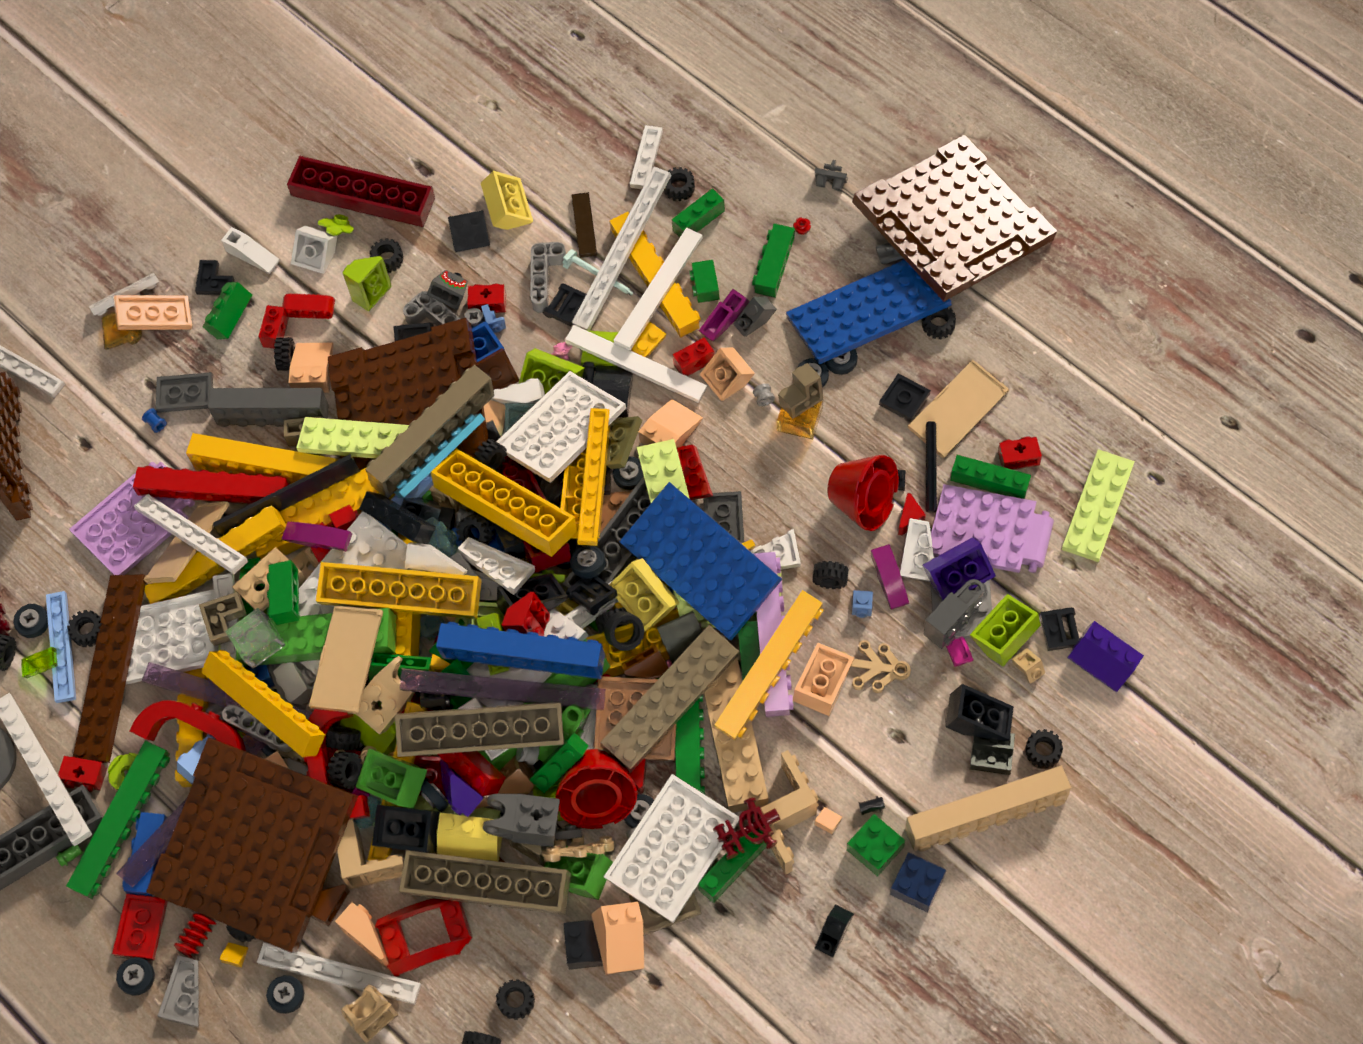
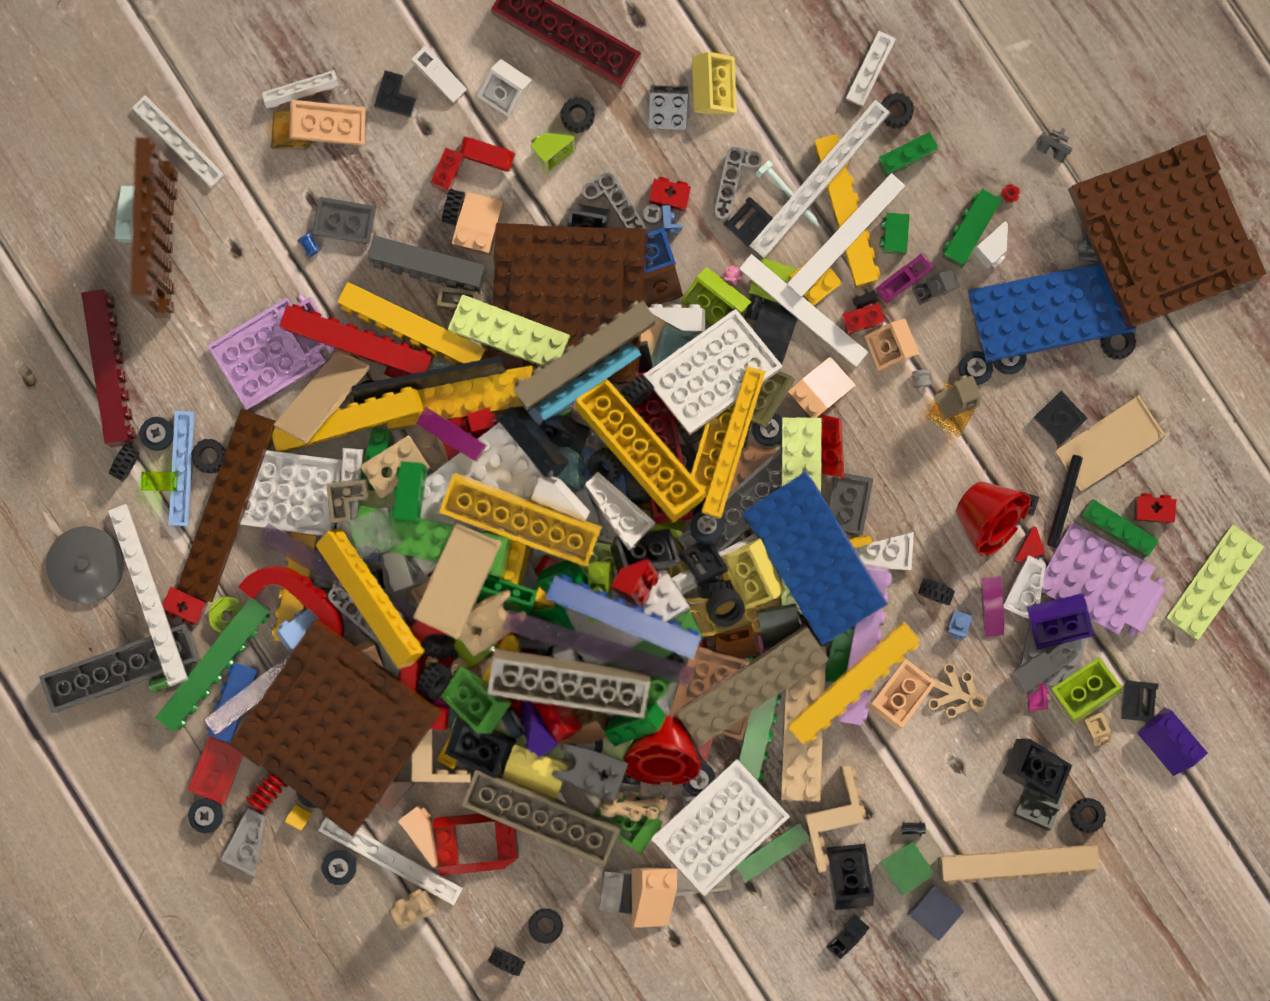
camera: 10 degrees right, 20 degrees up
(191, 534) = (328, 394): white tile -> none
(227, 310) = (403, 139): green brick -> none
(336, 225) = (533, 67): lime plate -> none
(448, 288) = (635, 176): dark grey torso -> none
(584, 225) = (788, 131): dark brown tile -> none
(696, 337) = (864, 300): none -> black pin
(766, 819) = (812, 829): dark red piece -> none
(797, 268) = (993, 248): none -> white slope
(821, 870) = (850, 877): none -> black slope
(828, 820) = (870, 831): light nougat slope -> none

